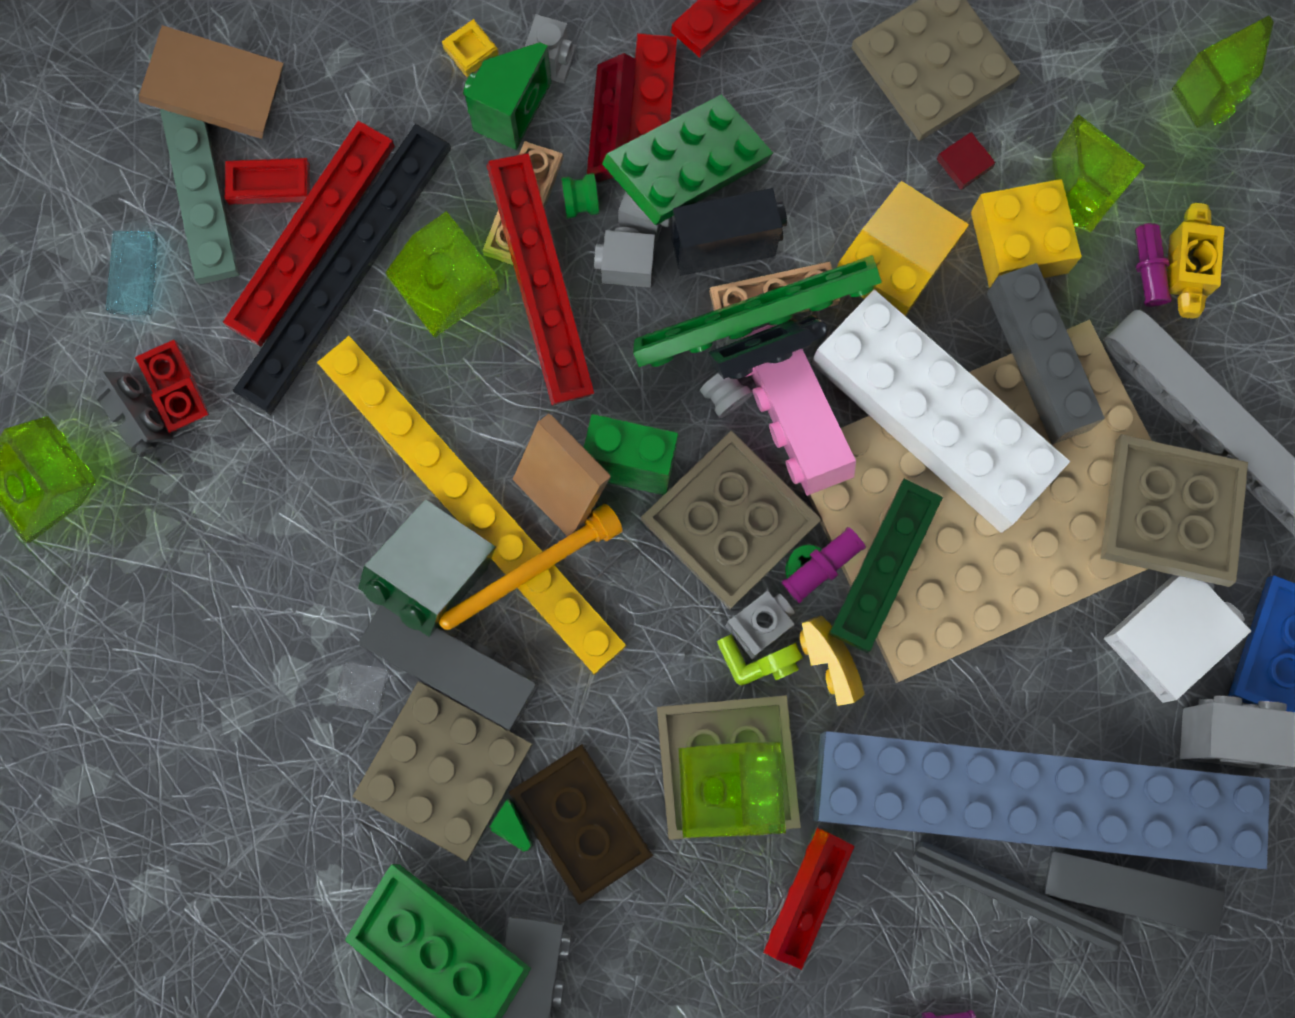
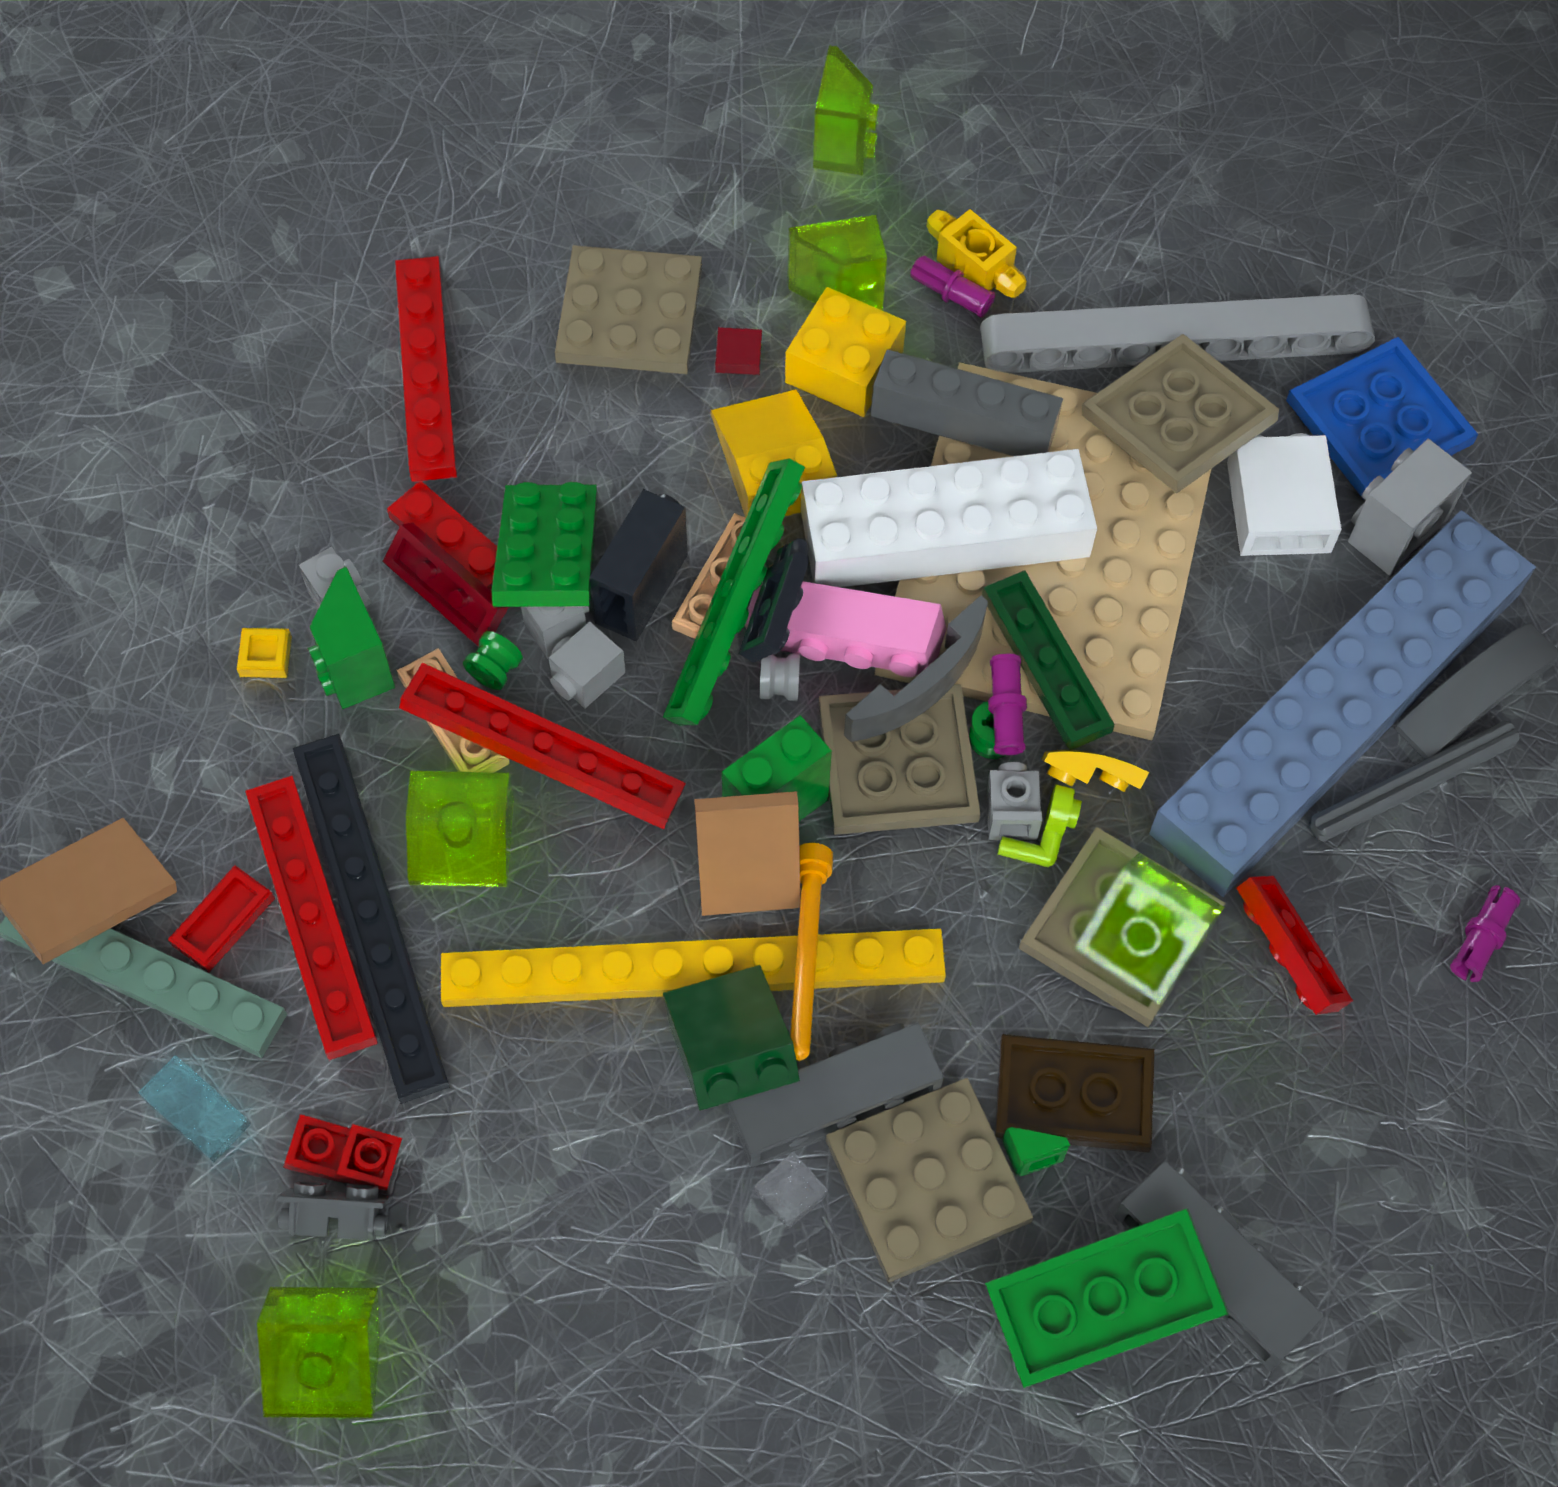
camera: 50 degrees left, 15 degrees down
(854, 495) = (884, 712): none -> dark grey slope

